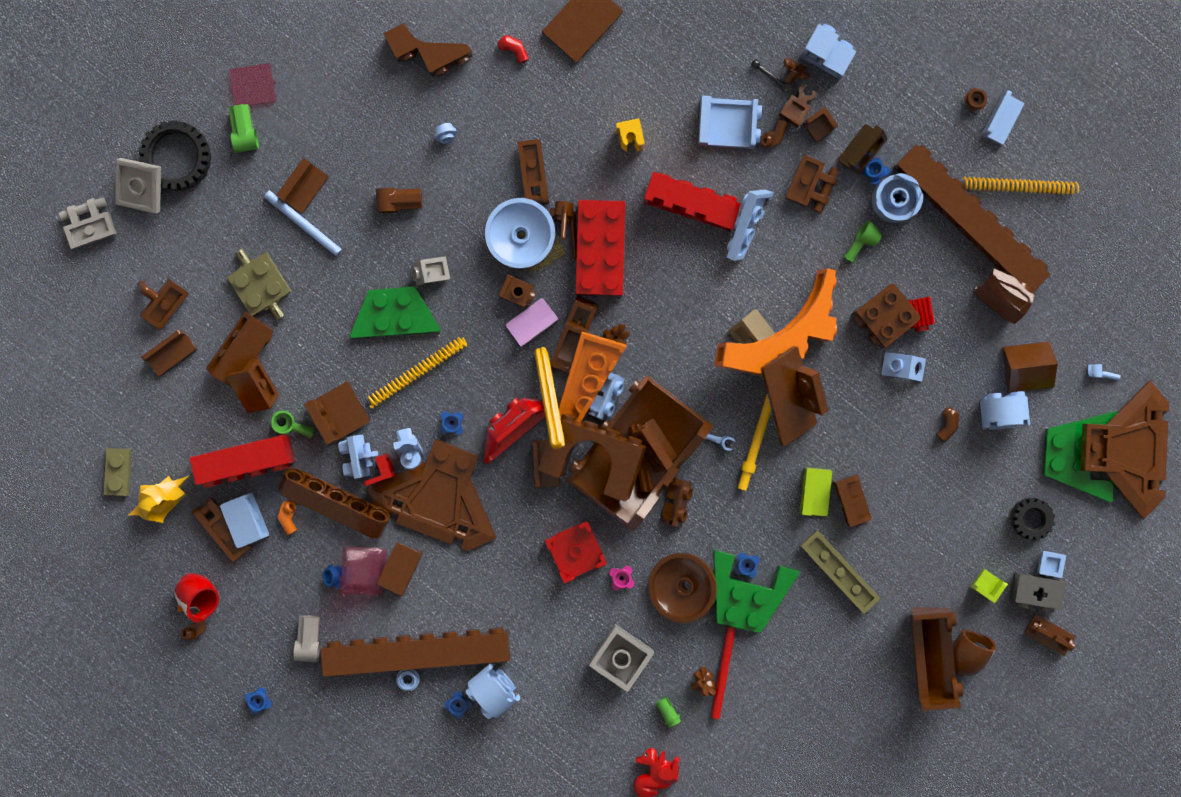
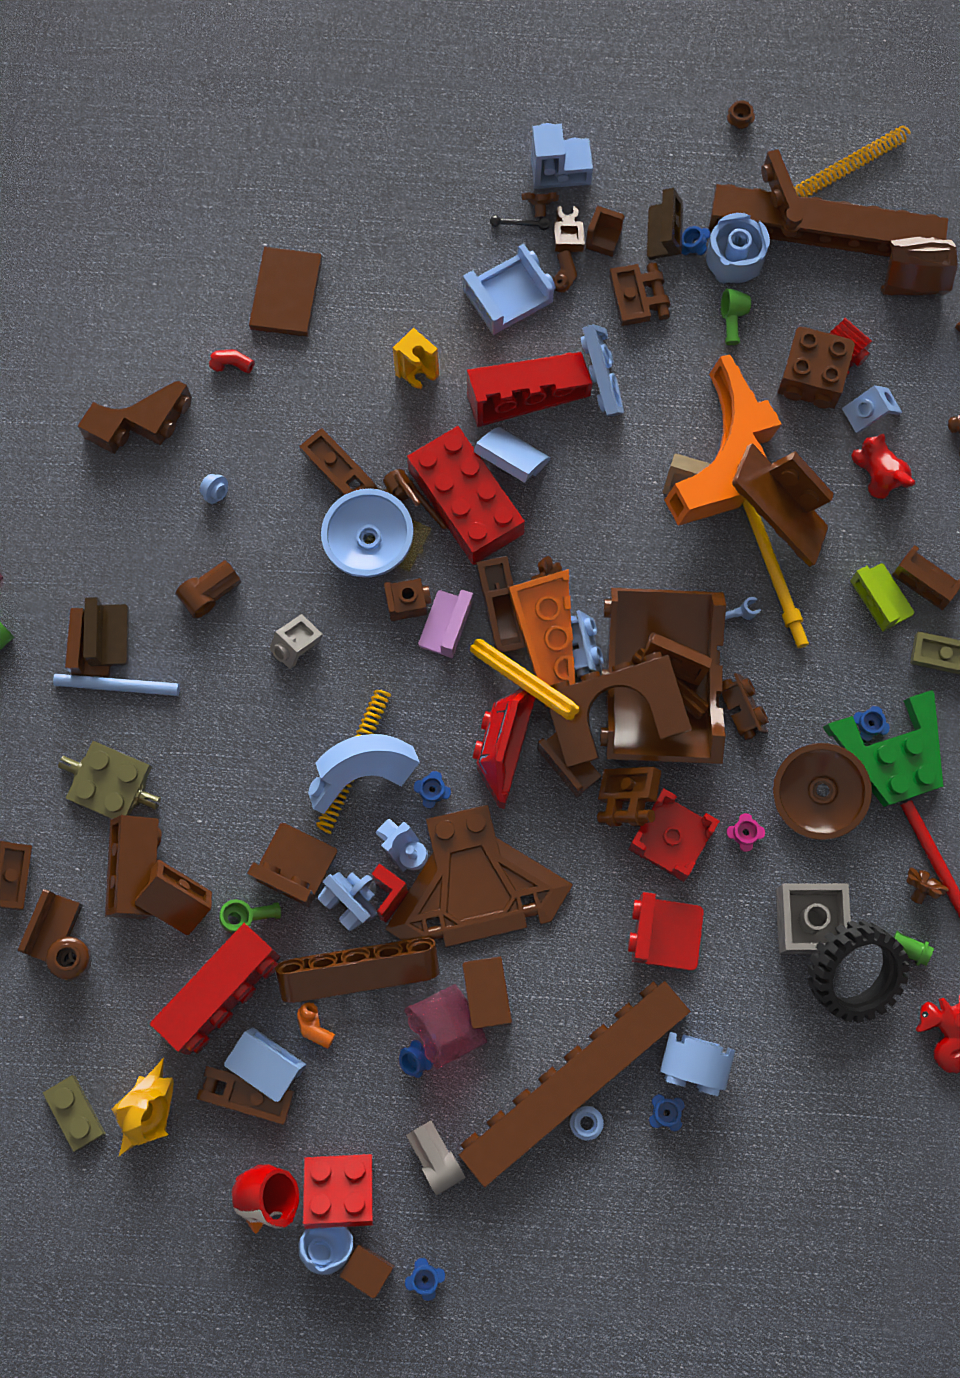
camera: 35 degrees left, 15 degrees down
(160, 380) = (66, 947): none -> reddish brown head
(194, 630) = (289, 1245): reddish brown arm -> none
(212, 646) = (325, 1249): none -> light blue hair
(228, 675) = (367, 1271): none -> reddish brown panel
(240, 620) = (338, 1191): none -> plate
(316, 186) = (105, 633): none -> dark brown panel
(393, 313) = (285, 714): green wing -> none
(419, 378) = (358, 758): none -> light blue arch
(530, 604) = (666, 933): none -> red bracket
(571, 506) = (628, 785): none -> reddish brown plate
(627, 687) = (881, 990): none -> black tyre
(648, 241) = (511, 454): none -> light blue slope
(879, 414) = (884, 467): none -> red animal
(951, 184) = (782, 193): none -> reddish brown plate
(1002, 118) = (780, 115): light blue panel -> none

